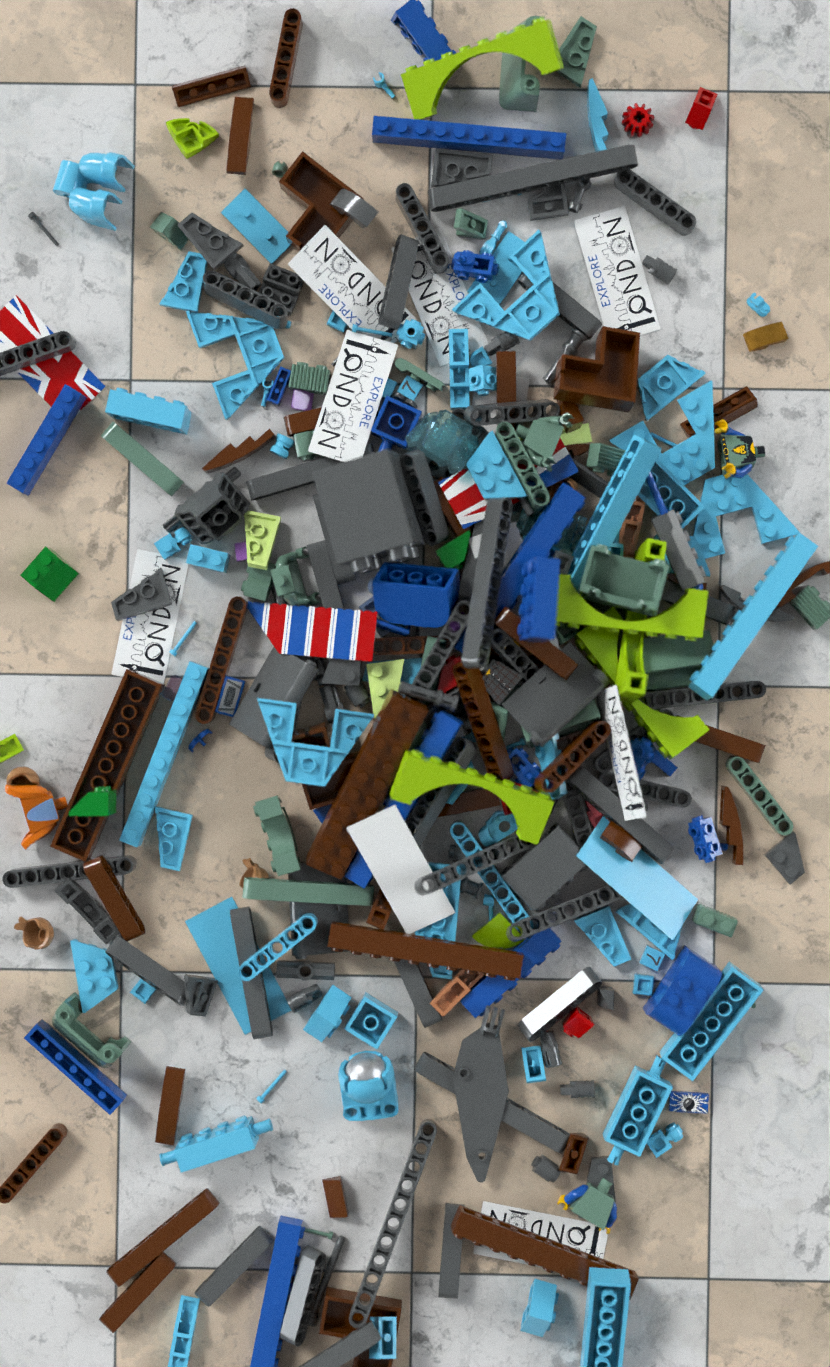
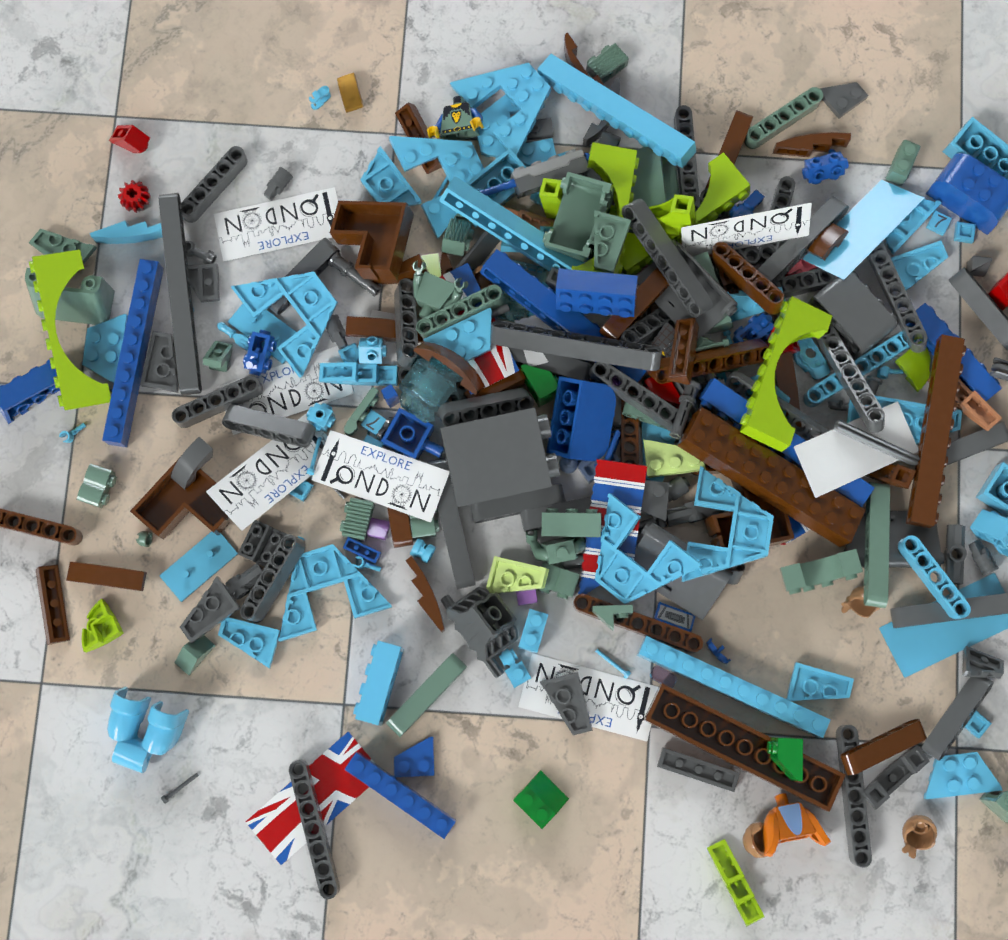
camera: 85 degrees left, 10 degrees down
(80, 453) = (416, 760): none -> blue wing
(86, 723) = (698, 769): none -> dark grey plate
(226, 627) = (606, 613): none -> sand green slope
(266, 640) = (620, 572): none -> medium azure wing
(312, 589) = (571, 523): none -> sand green brick
(329, 116) = (96, 486): none -> sand green brick
(408, 889) = (876, 442): none -> axle
(435, 402) = (390, 396): none -> blue piece
(466, 462) = (471, 379): none -> reddish brown slope
(474, 107) = (104, 347): none -> medium azure wing
(487, 692) = (683, 351): none -> reddish brown slope
(503, 736) = (725, 342): none -> sand green piece
(586, 672) = (667, 258): none -> dark grey beam
(599, 611) = (609, 240): none -> sand green wing
(734, 534) = (541, 129): none -> dark grey plate
(774, 522) = (522, 86): none -> medium azure wing

